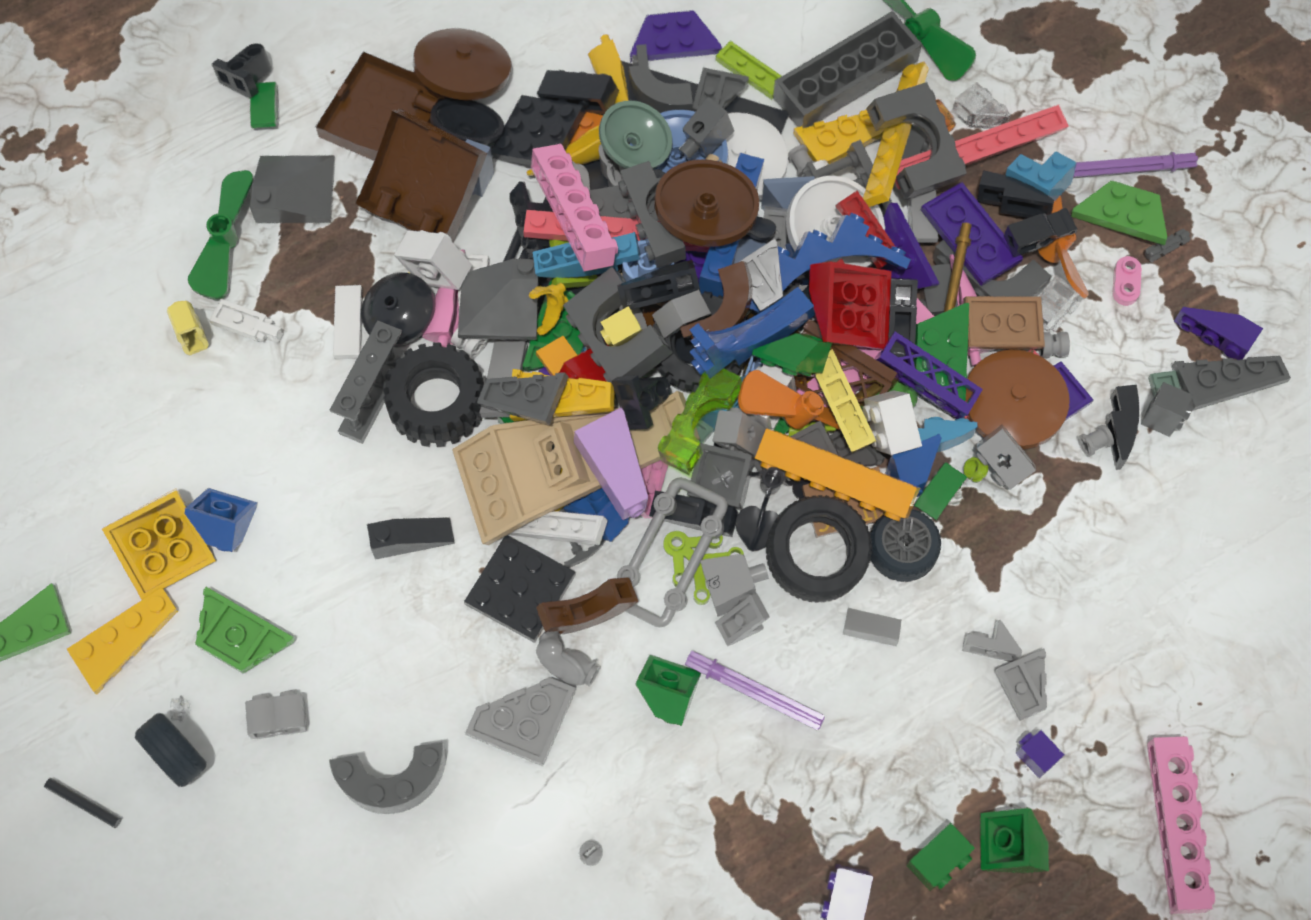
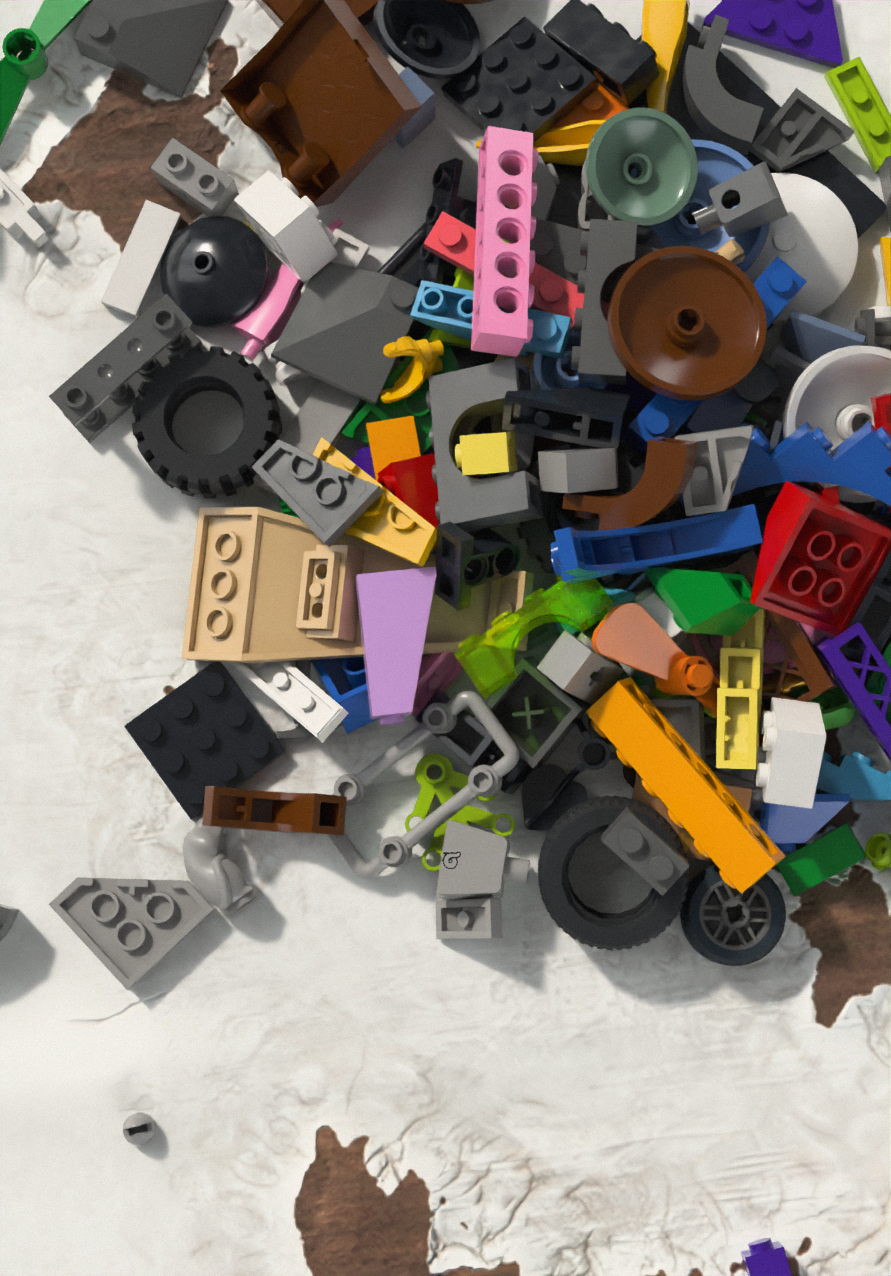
camera: 30 degrees right, 15 degrees up
(361, 261) = (194, 179): none -> light grey brick
(408, 535) = (93, 604): black slope -> none
(667, 688) = (331, 963): green slope -> none
(754, 690) = (442, 1016): axle -> none
(800, 158) = (869, 289): light grey bush -> none
(833, 515) = (644, 851): none -> dark grey brick
(872, 627) = (638, 1000): light grey slope -> none
(1000, 646) = (791, 1106): light grey slope -> none
(1025, 684) = (798, 1171): light grey wing -> none

